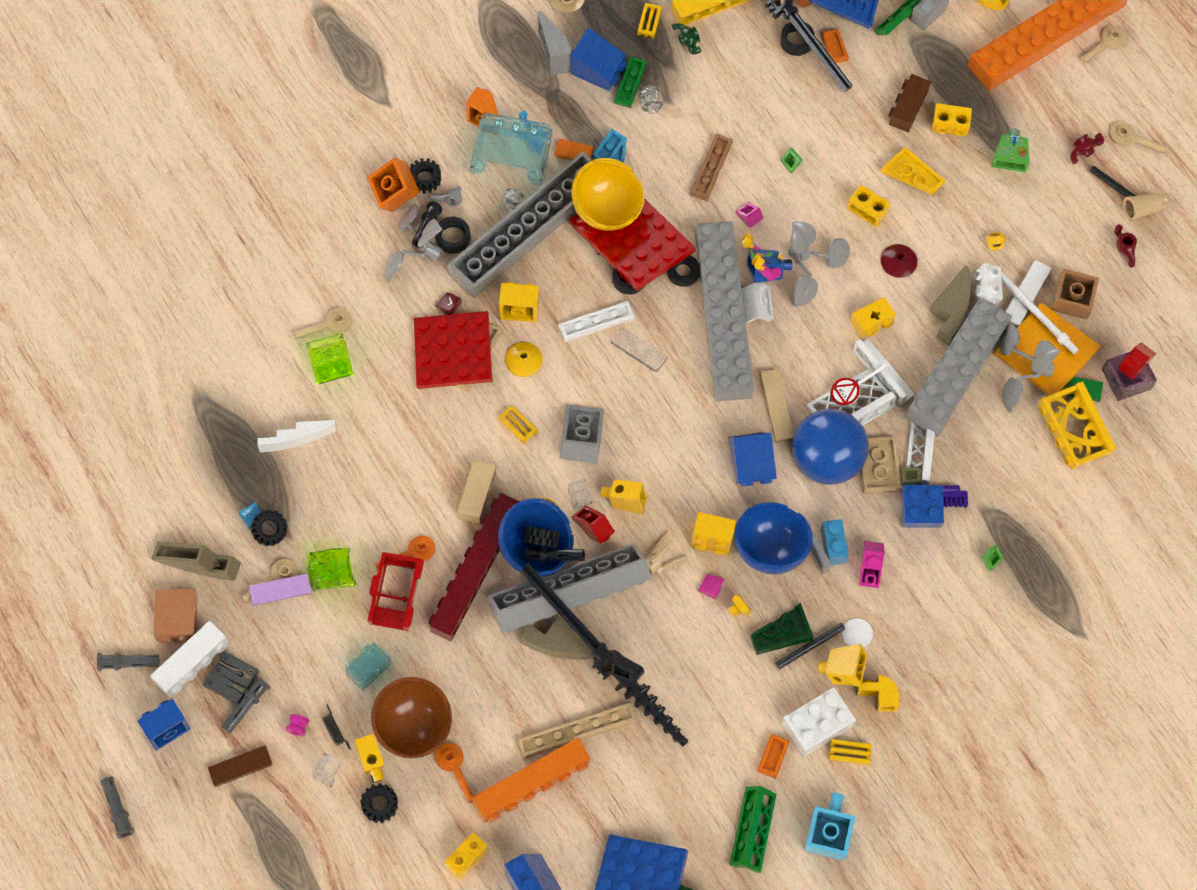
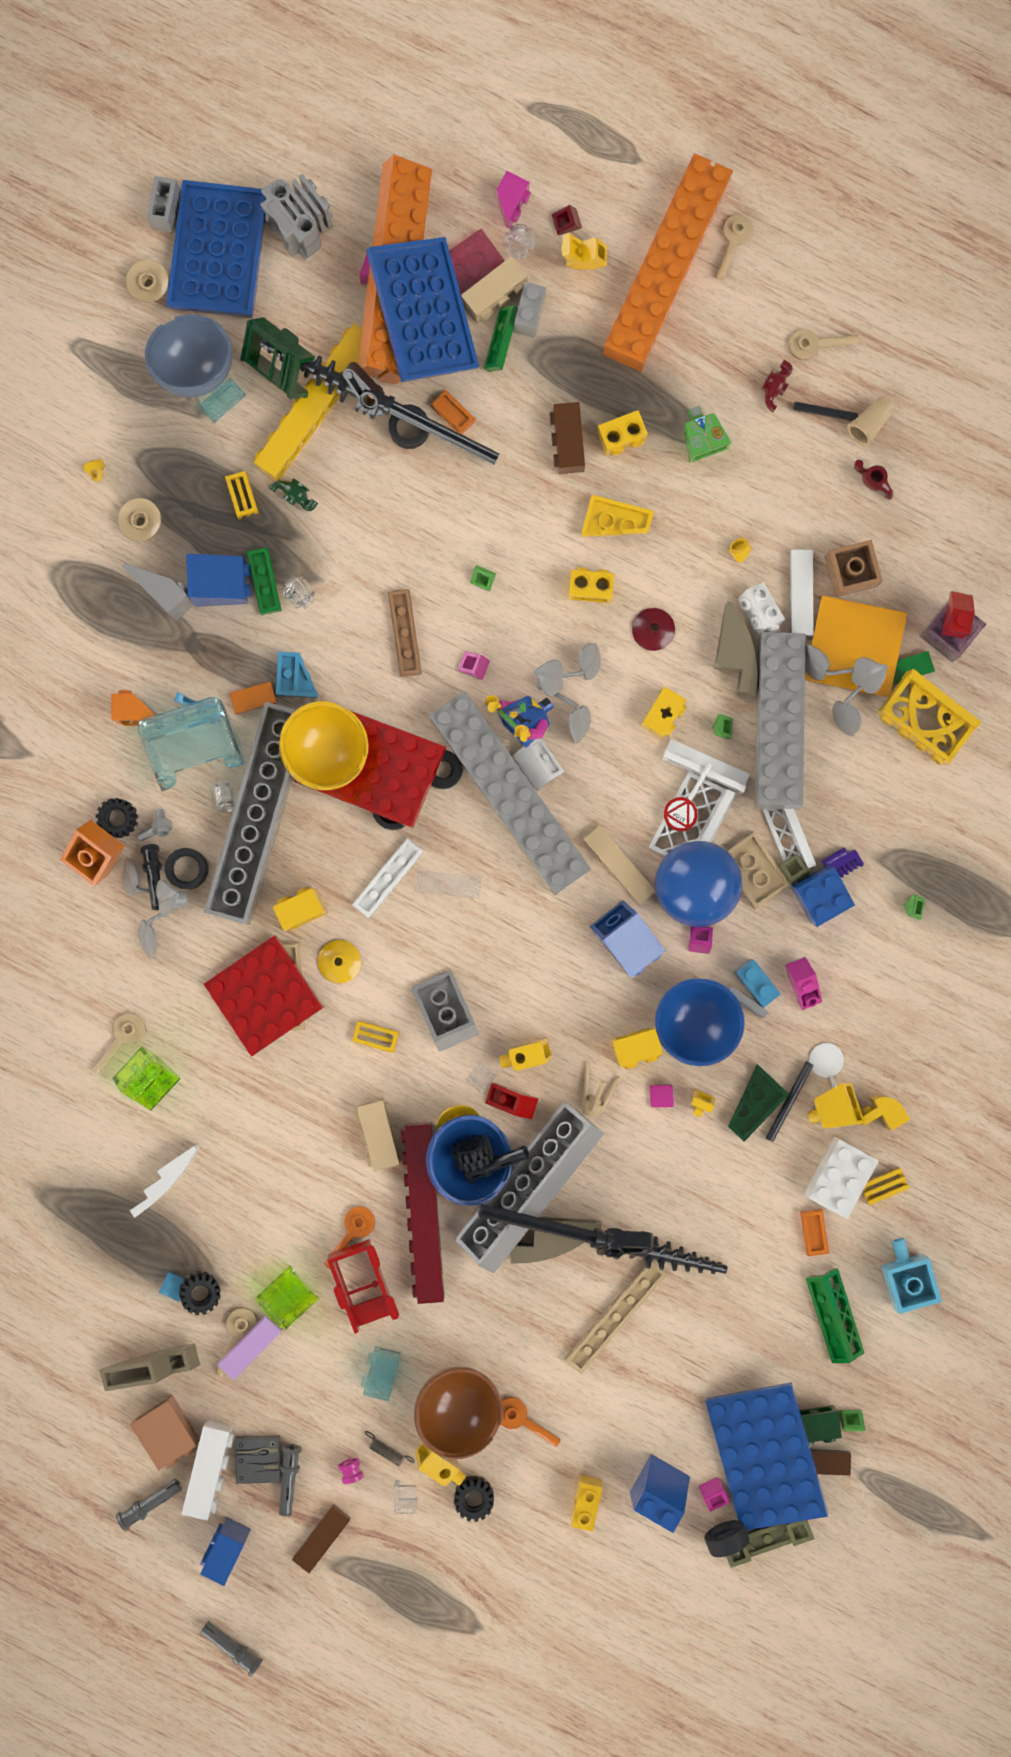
camera: 25 degrees left, 20 degrees up
(449, 303) = (228, 946): dark red slope -> none
(531, 780) = (603, 1393): orange brick -> none
(808, 491) = (700, 939): none -> dark pink slope
(914, 351) = (723, 726): none -> bright green slope
(1061, 337) = (865, 627): white bar -> none

